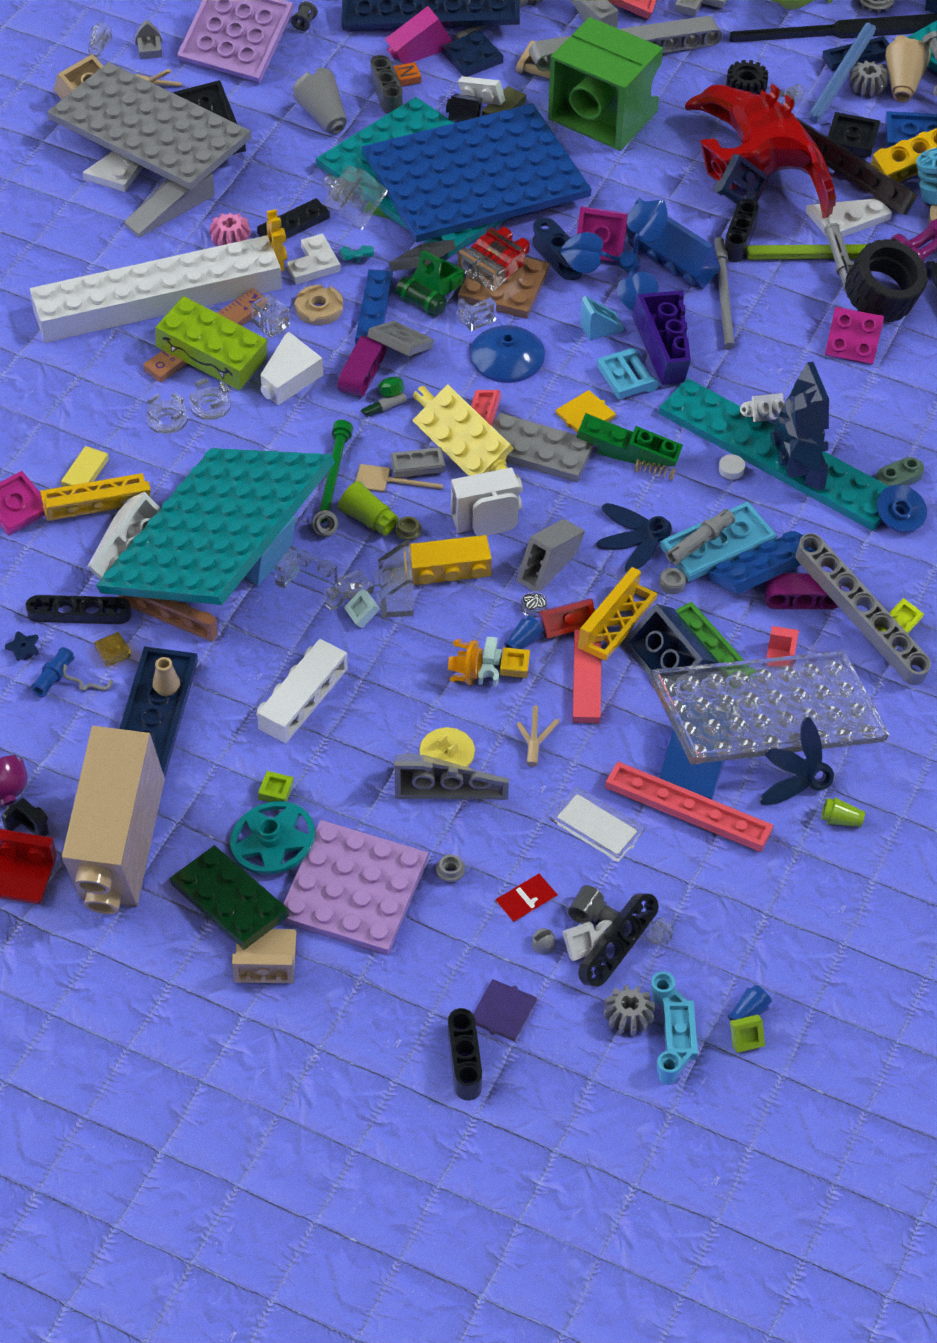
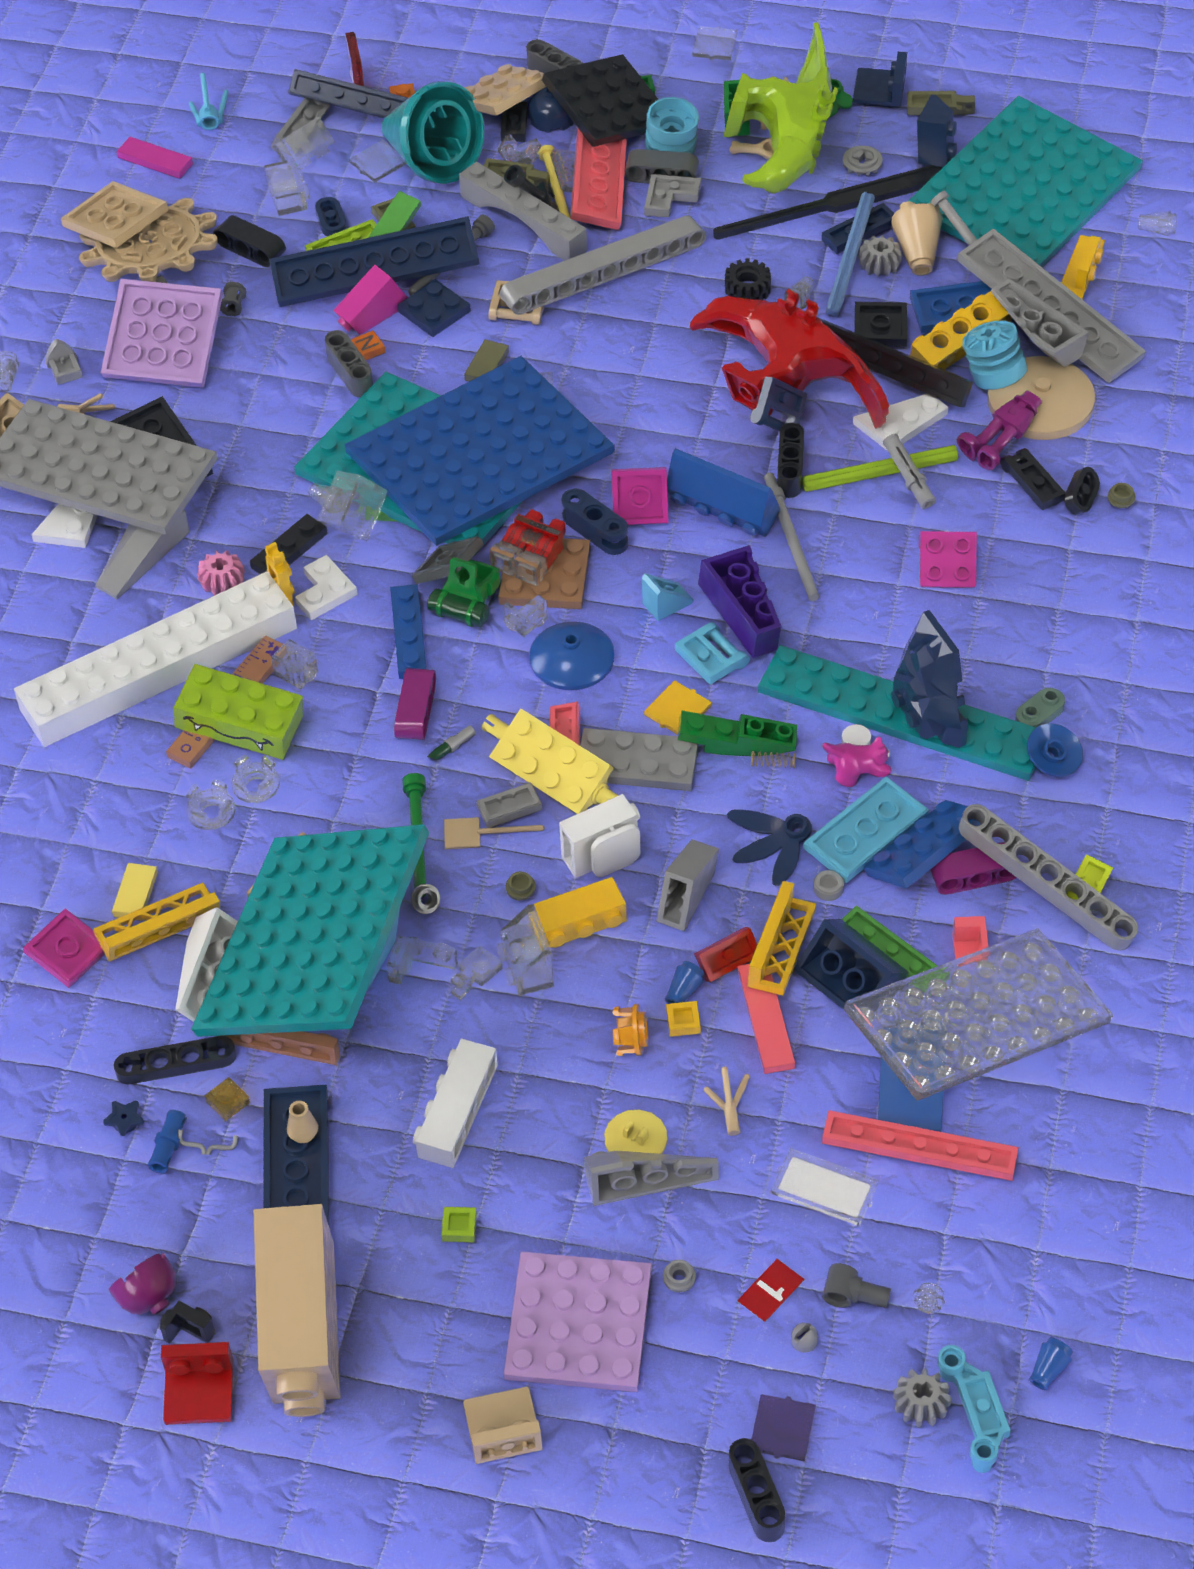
camera: 10 degrees left, 0 degrees up
(229, 897) = (443, 1365): dark green plate -> none
(272, 837) = (471, 1283): teal wheel -> none
(290, 369) = (335, 724): white slope -> none
(321, 99) = (282, 397): light grey cone -> none
(322, 314) = (345, 652): tan tile -> none
(362, 608) = (496, 991): light aqua plate -> none
(365, 251) = (379, 566): teal piece -> none
(367, 508) = (470, 872): lime plant -> none
(391, 386) = (454, 721): green tile -> none
(401, 338) = (450, 662): light grey tile -> none
(463, 107) = (444, 375): black brick -> none
(488, 89) = (458, 351): white plate -> none
(491, 657) = (656, 1018): light aqua plate -> none
(533, 602) = (684, 944): tile -> none
(583, 938) = (851, 1324): white plate -> none
(584, 250) = (629, 522): blue plant -> none
(604, 83) = (596, 319): bright green piece -> none
(616, 936) = (891, 1320): black beam -> none
(708, 531) = (855, 820): light grey pin -> none
(724, 483) = (858, 759): none -> dark pink animal
(747, 1033) = (1057, 1395): lime plate -> none
(763, 407) = (875, 664): white hinge -> none
(803, 768) = (1034, 1075): dark blue plant -> none
(841, 813) = (1086, 1117): lime cone -> none
(895, 261) = (978, 468): black tyre -> none

